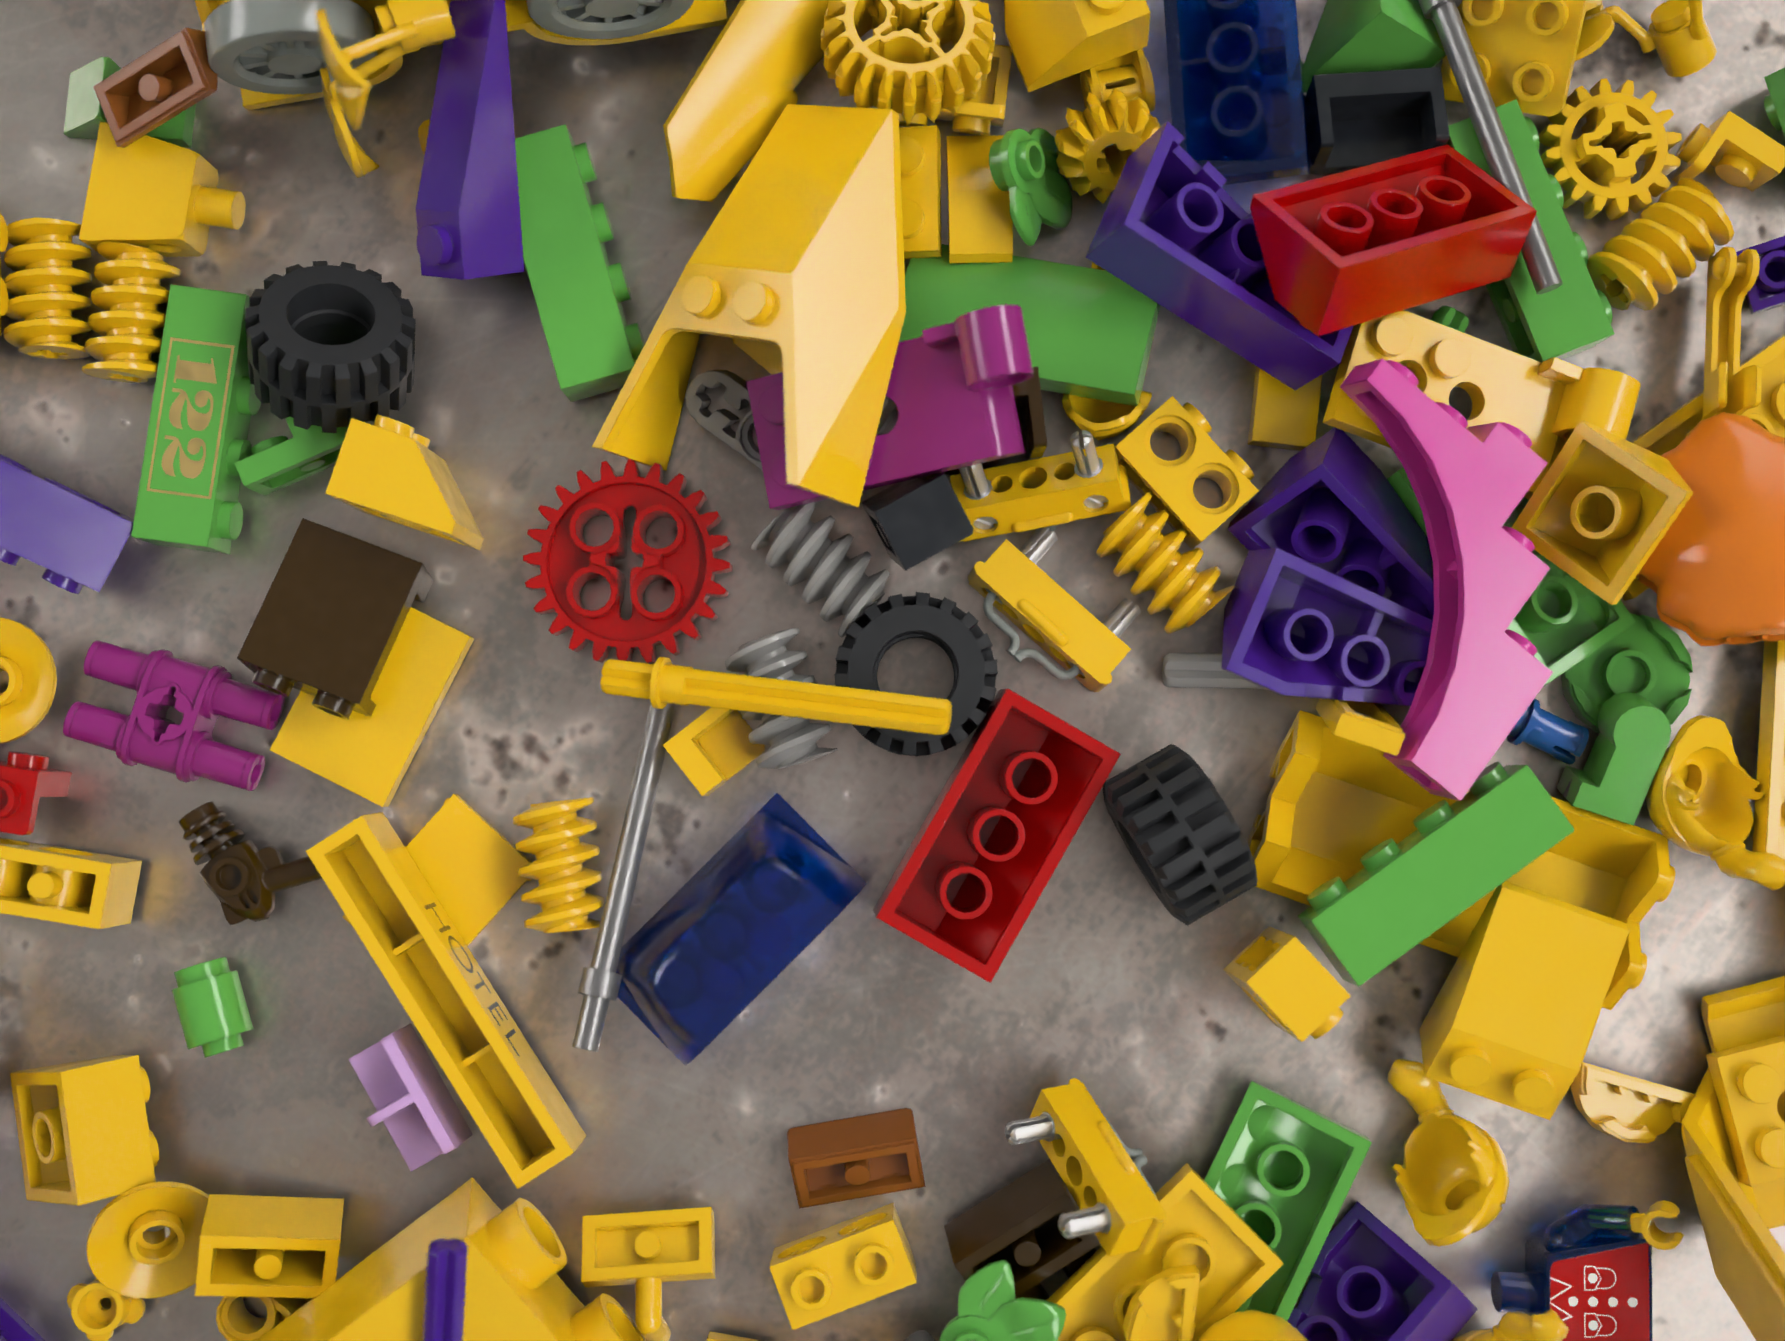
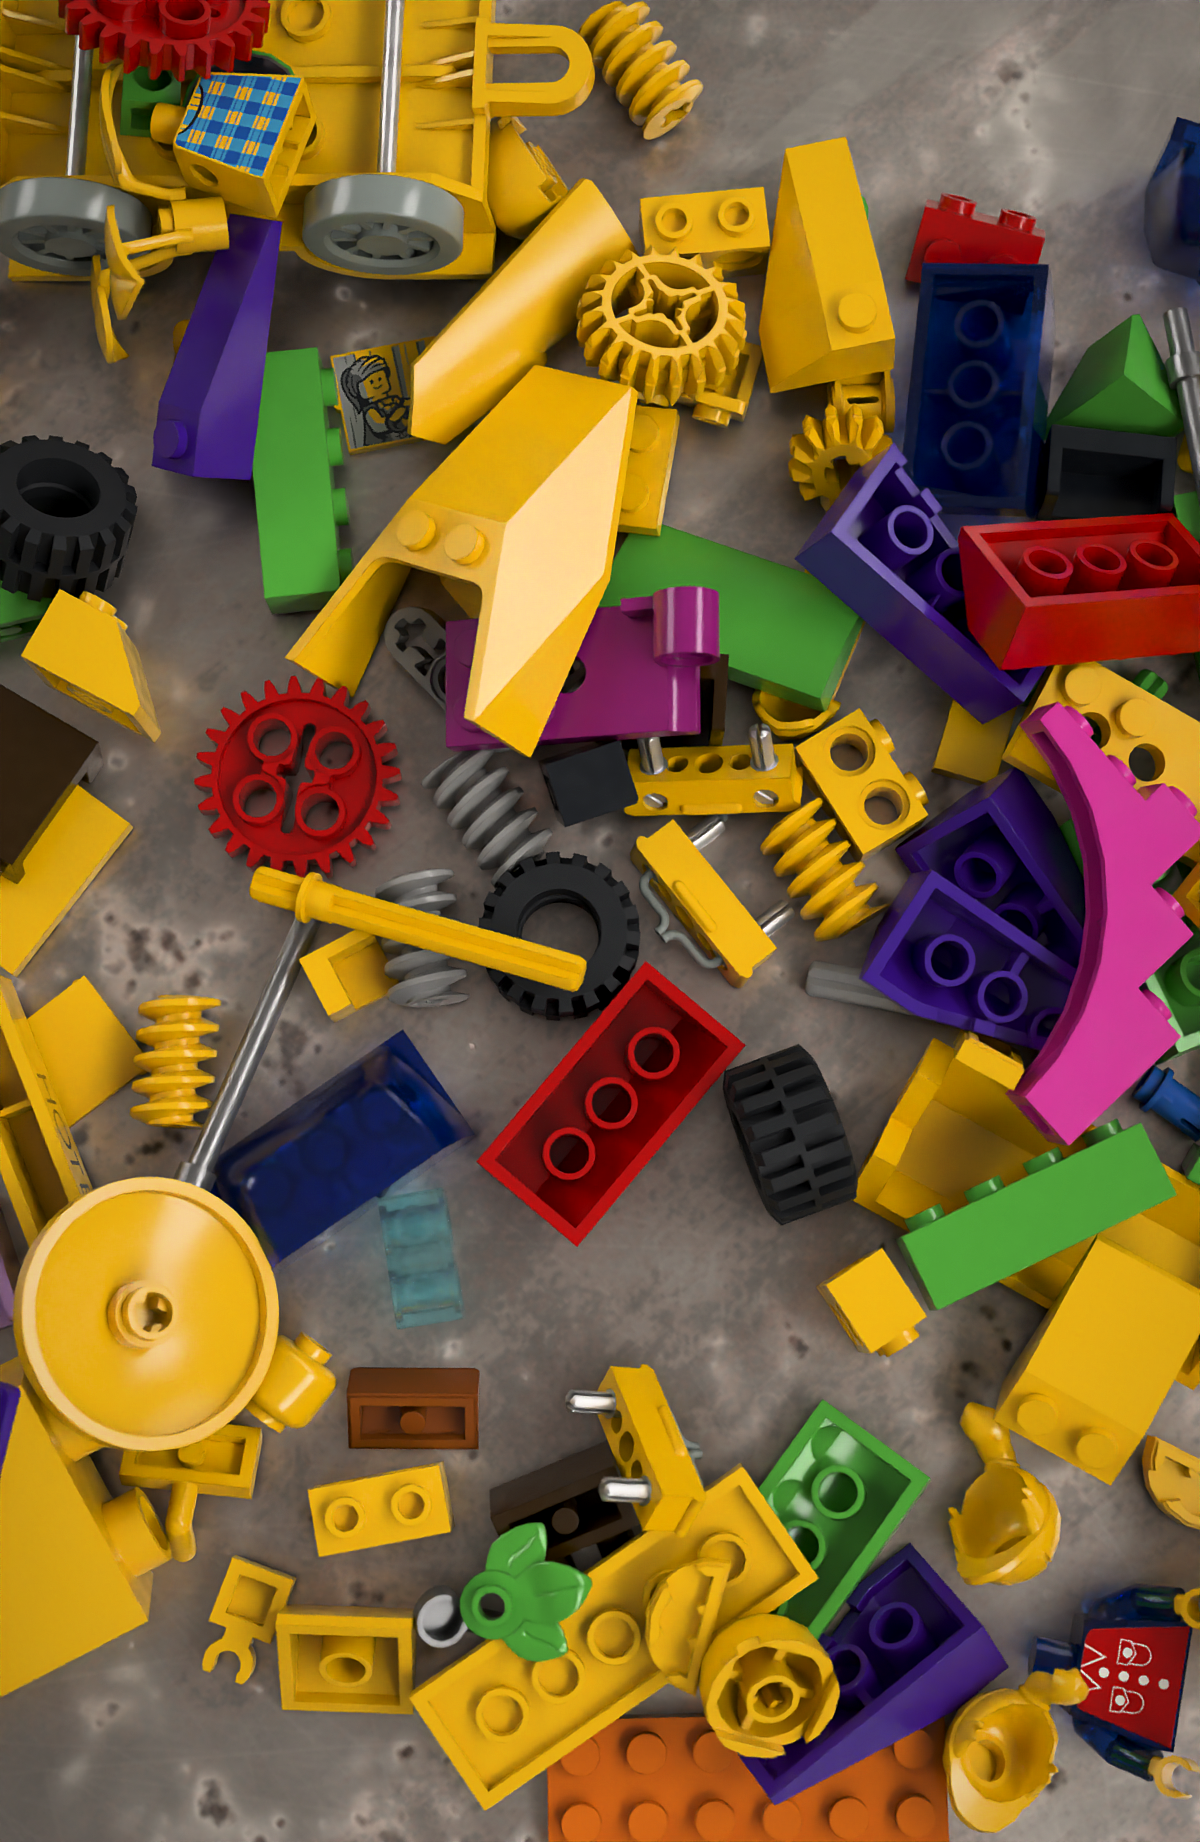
camera: 10 degrees right, 5 degrees down
(577, 1134) = (146, 1314): none -> yellow dish
(634, 162) = (376, 394): none -> piece
(728, 1158) = (294, 1384): none -> yellow head
(838, 1018) = (421, 1258): none -> clear light blue brick
(977, 209) = (706, 487): yellow slope -> none
(1029, 171) = (761, 479): bright green plate -> none

